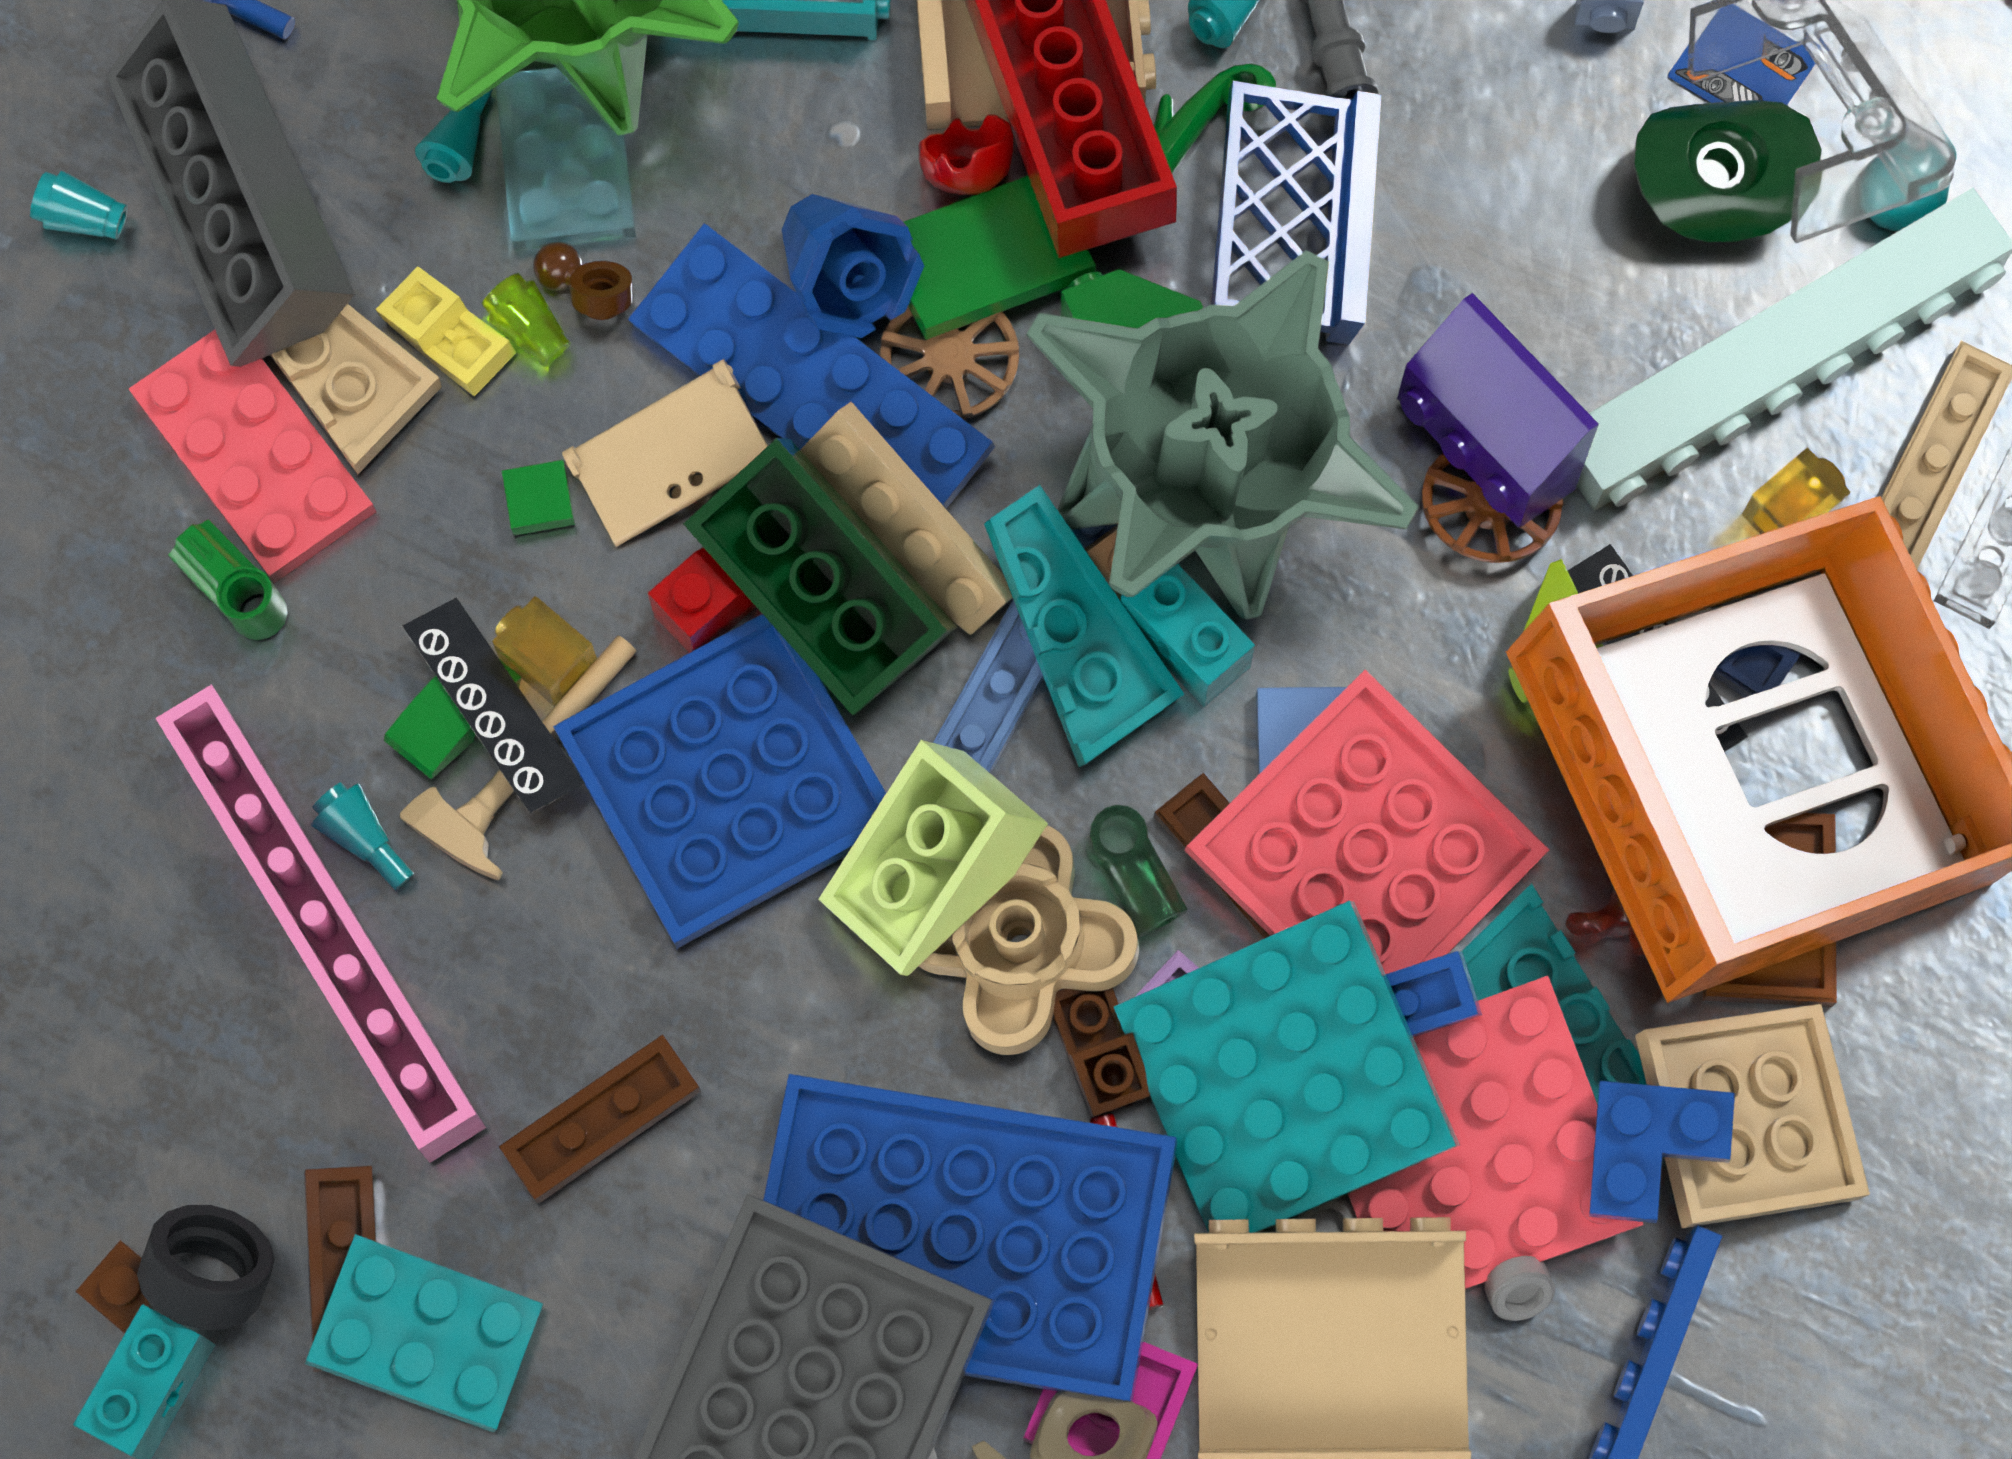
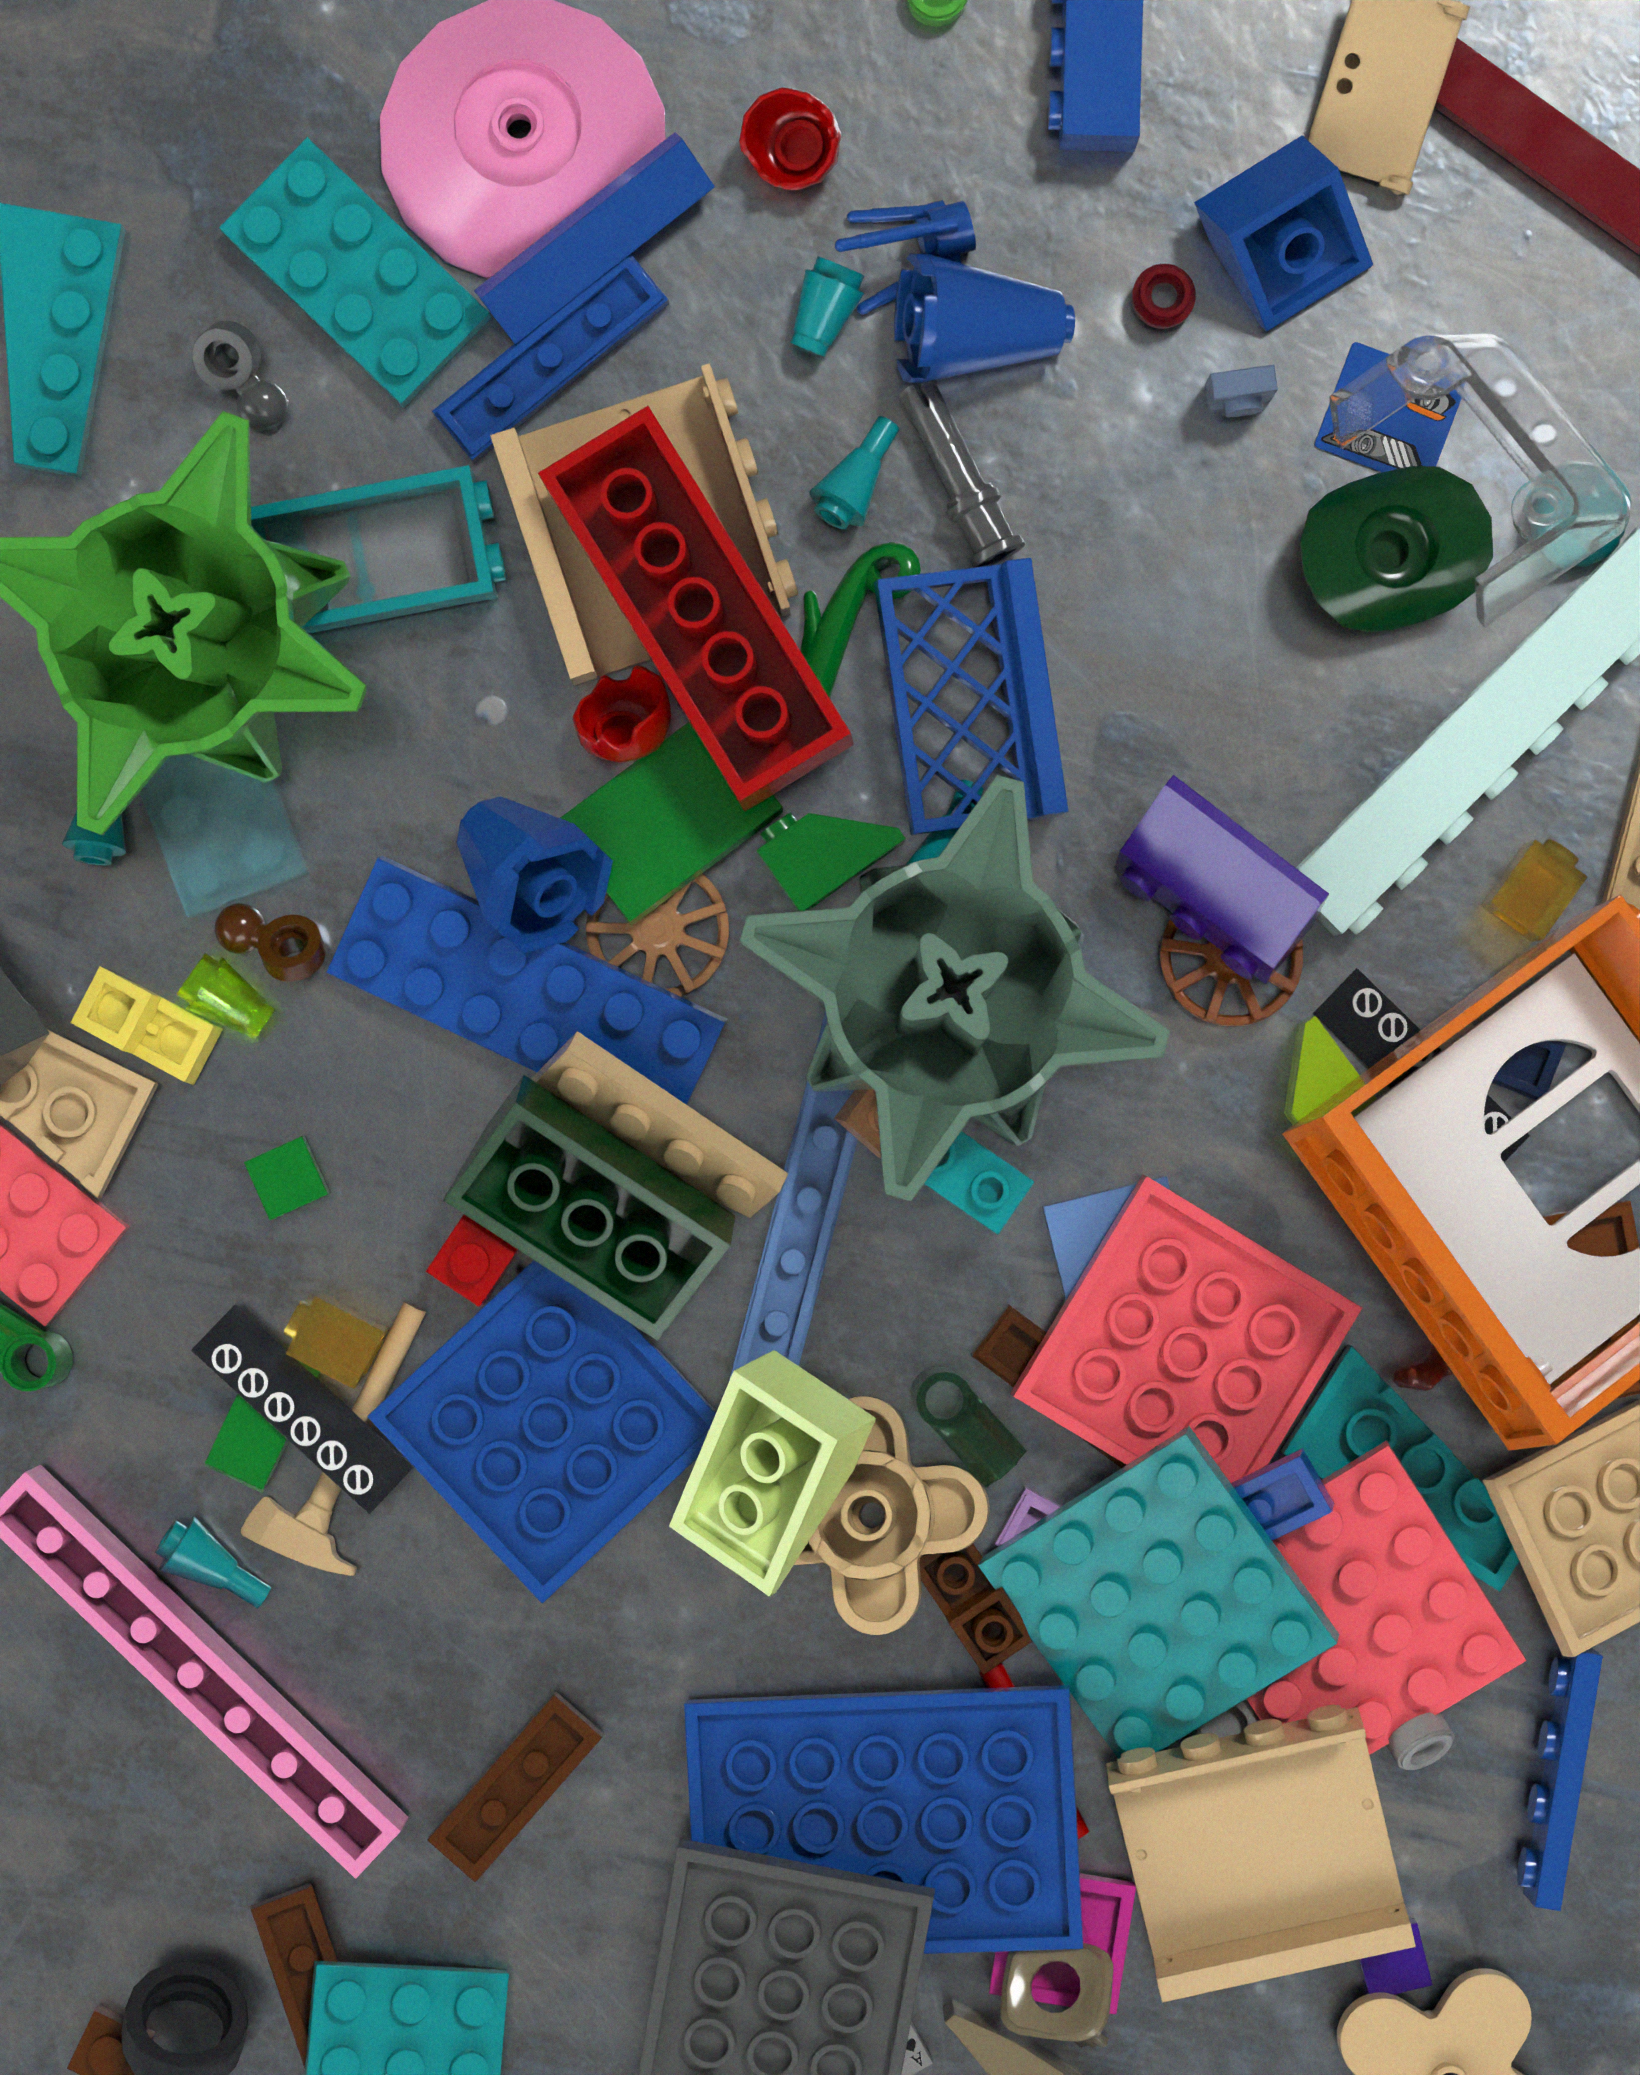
camera: 15 degrees left, 15 degrees up
(664, 446) = (420, 1087): tan door -> none
(1083, 637) = (836, 1176): teal wing -> none
(1639, 1128) = (1505, 1583): blue plate -> none

